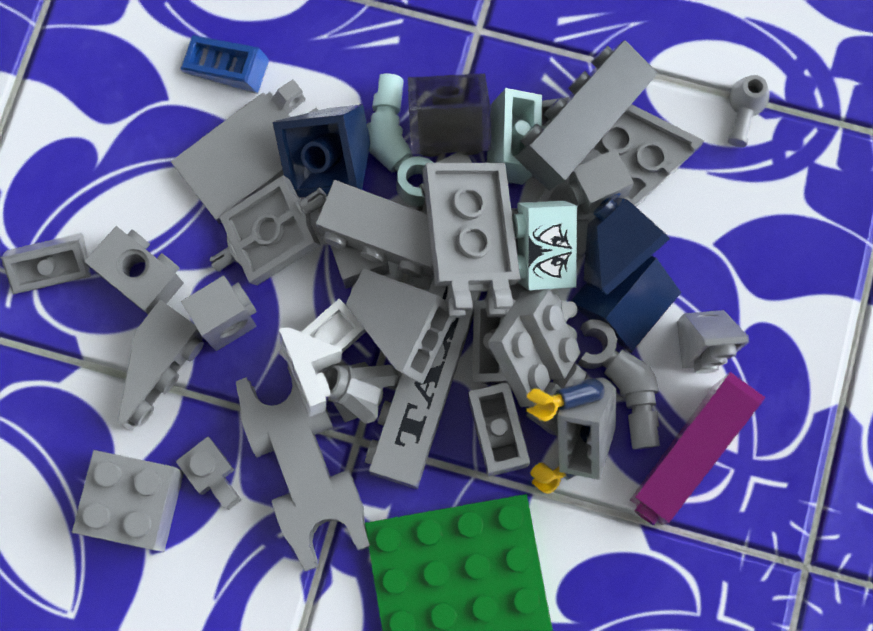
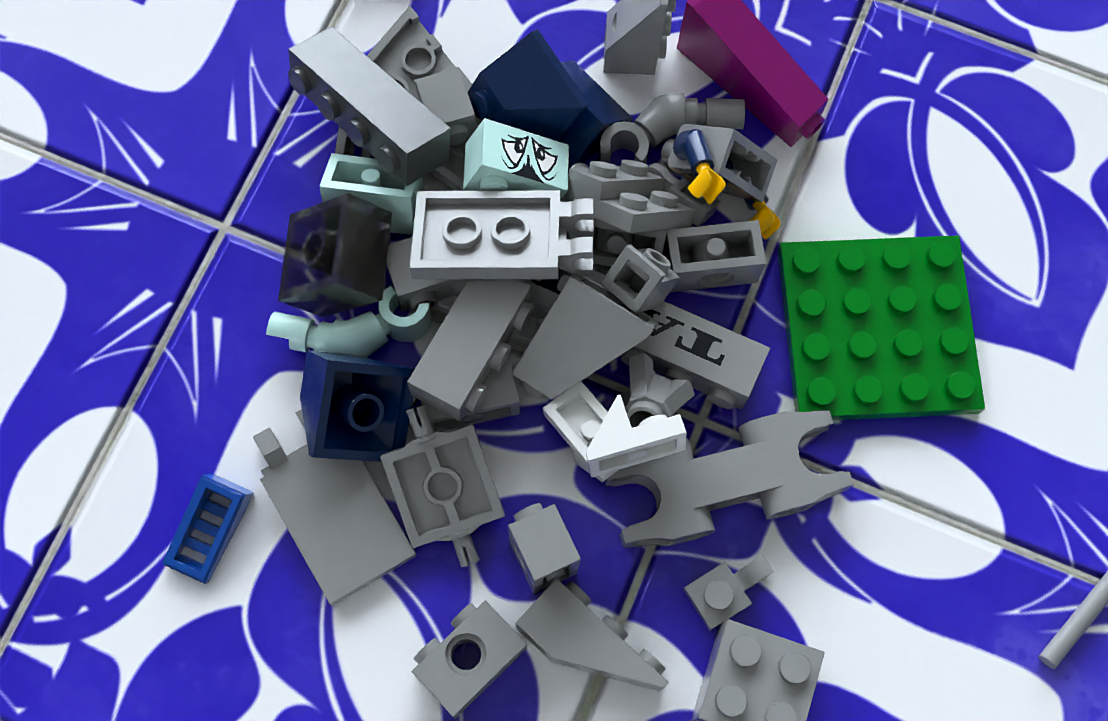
camera: 90 degrees left, 5 degrees down
(461, 369) = (646, 273): none -> light grey brick

